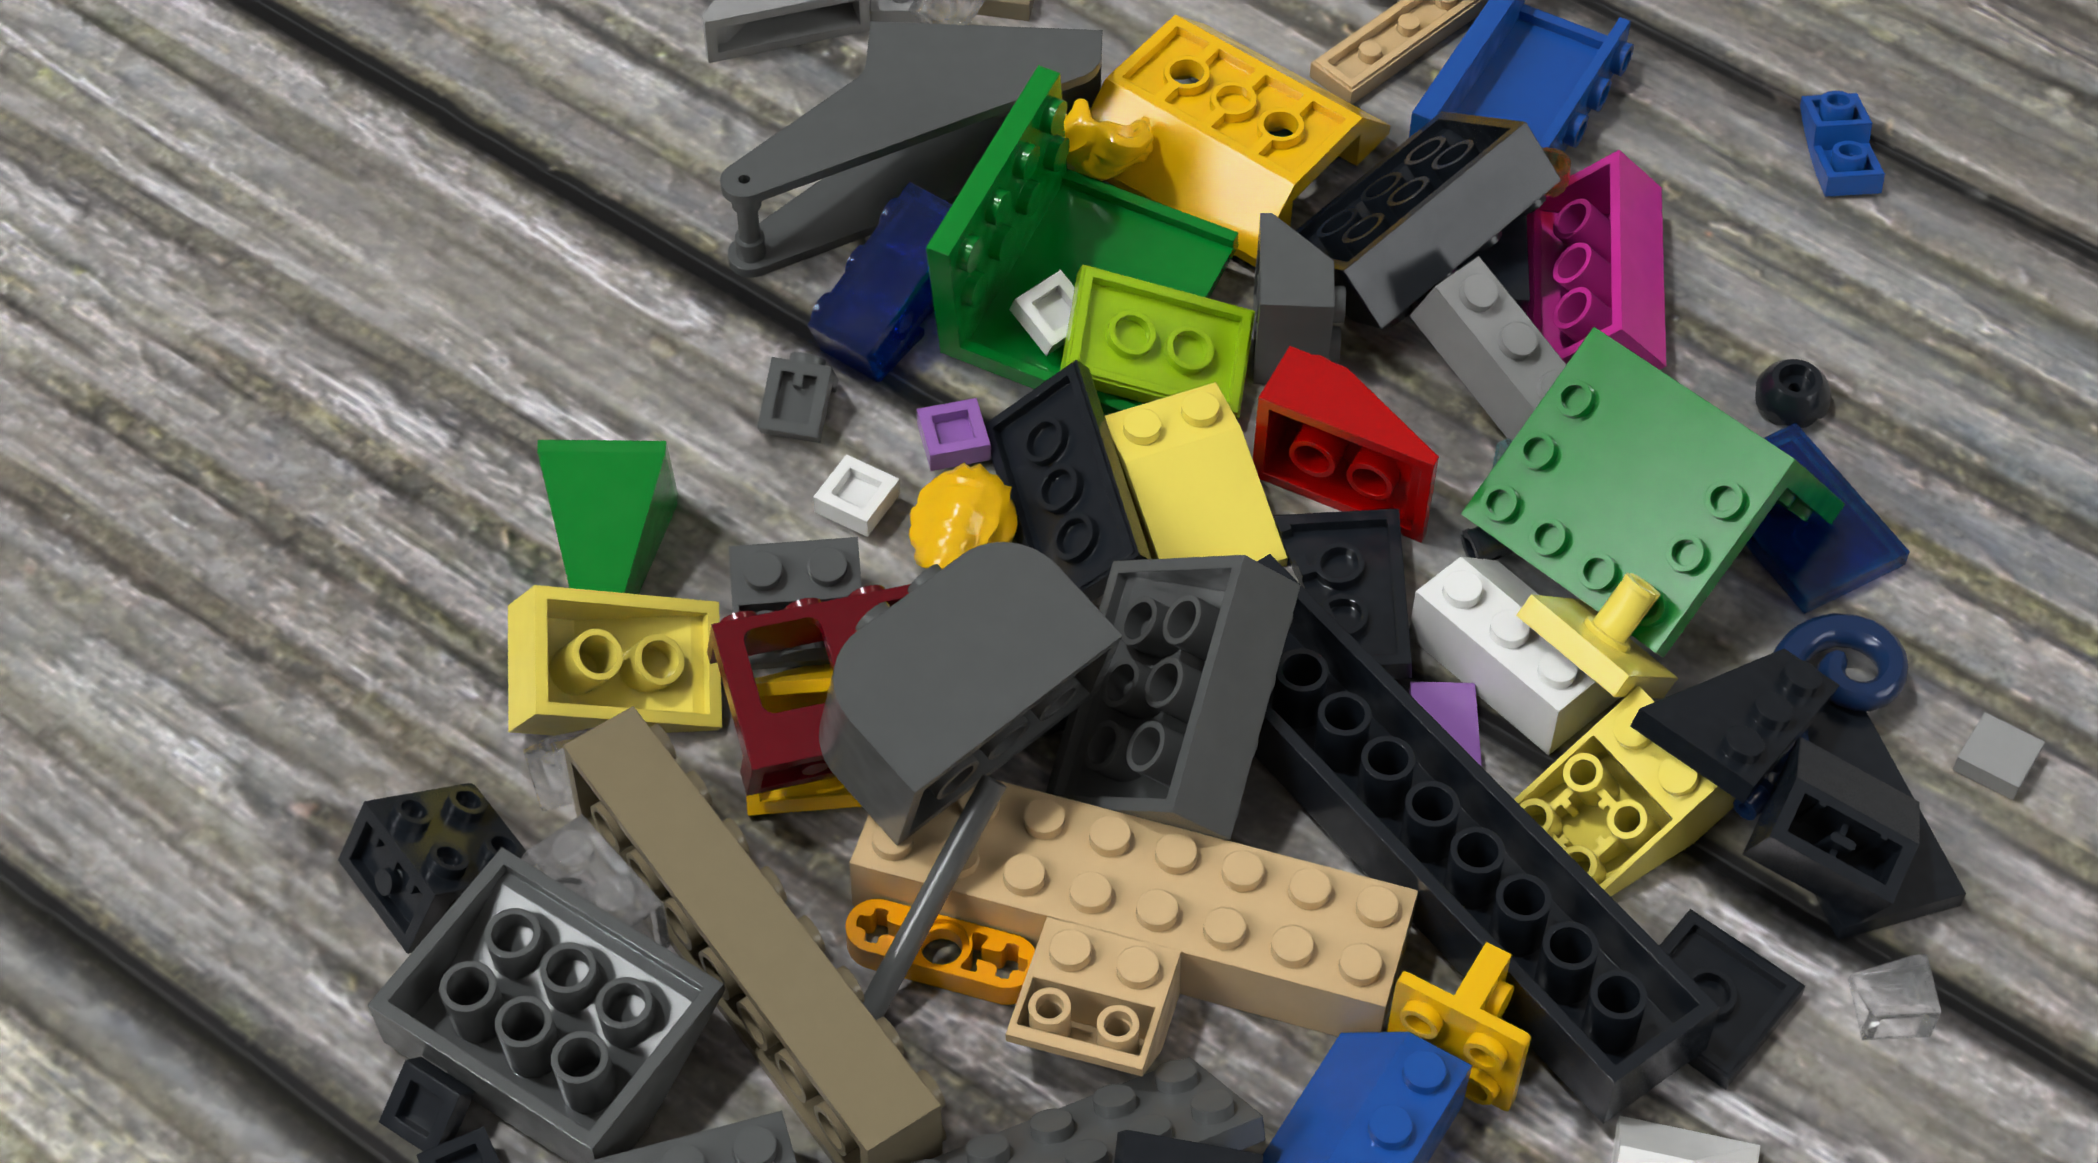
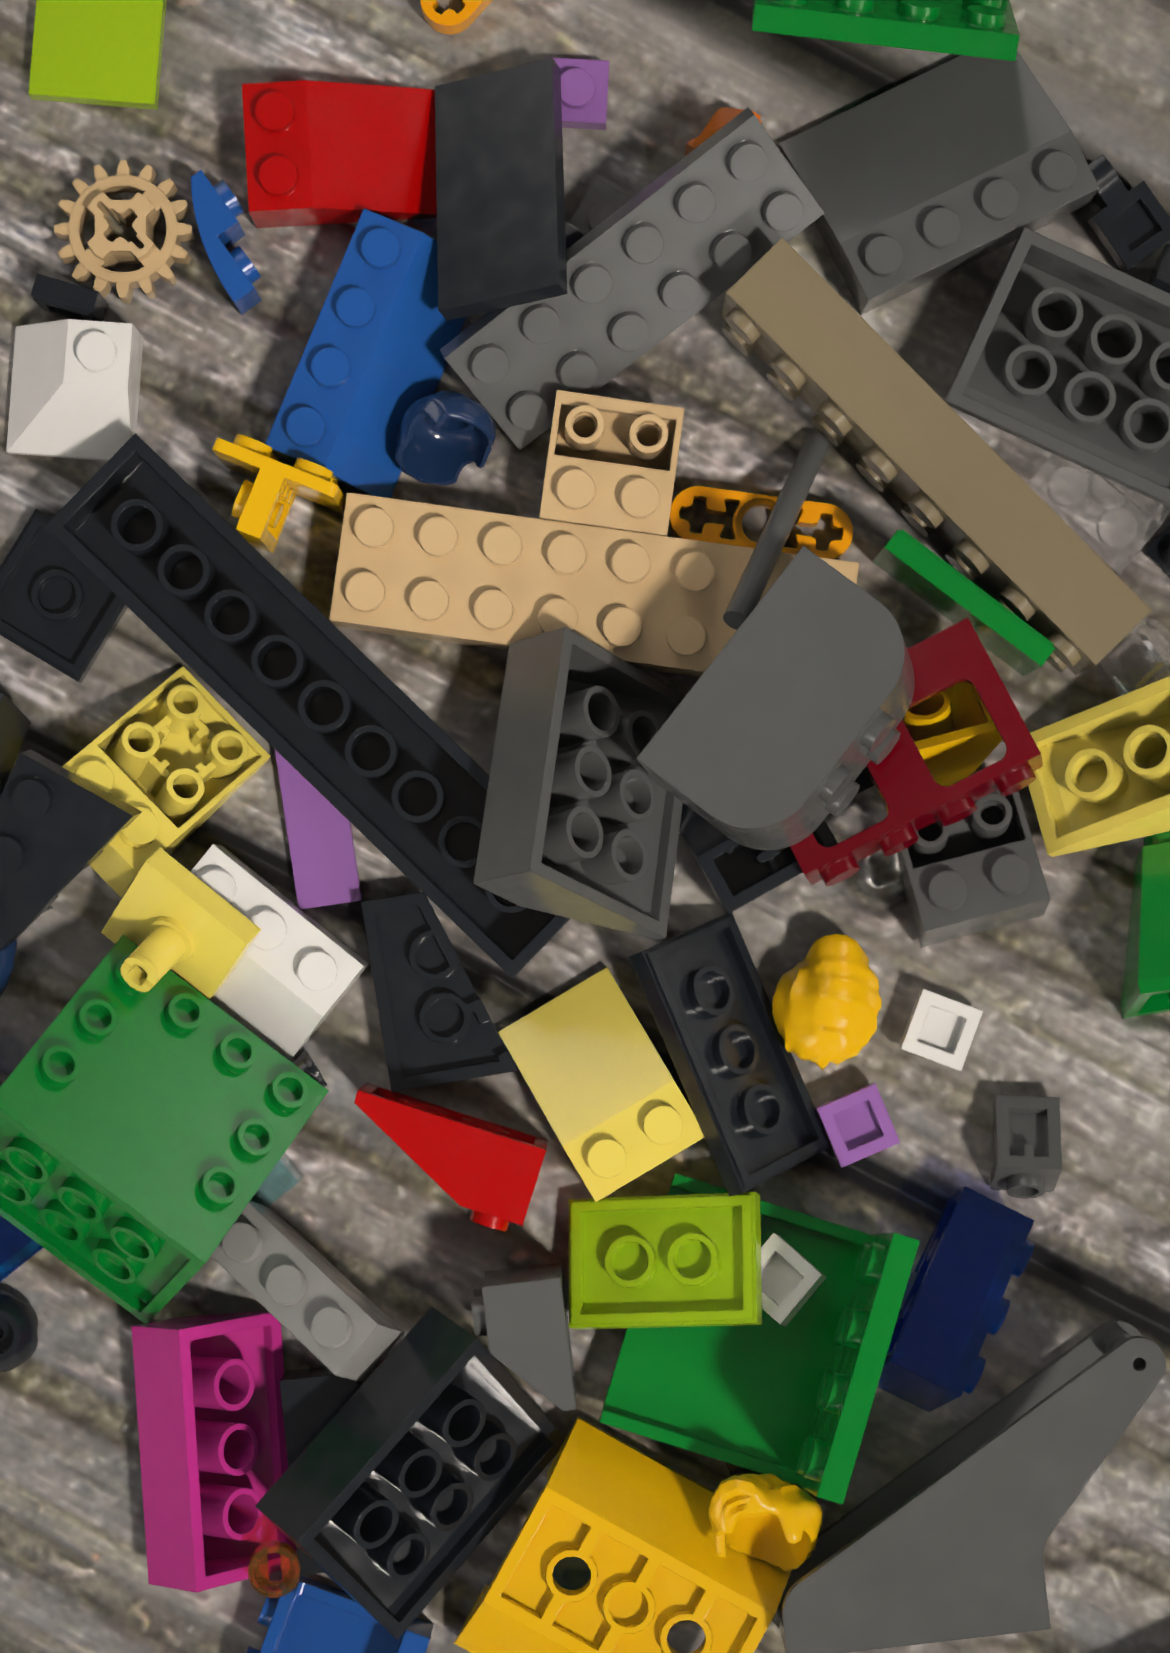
camera: 170 degrees right, 35 degrees up
(771, 828) = (960, 598): none -> green tile
(1277, 1075) = (443, 436): none -> dark blue hair

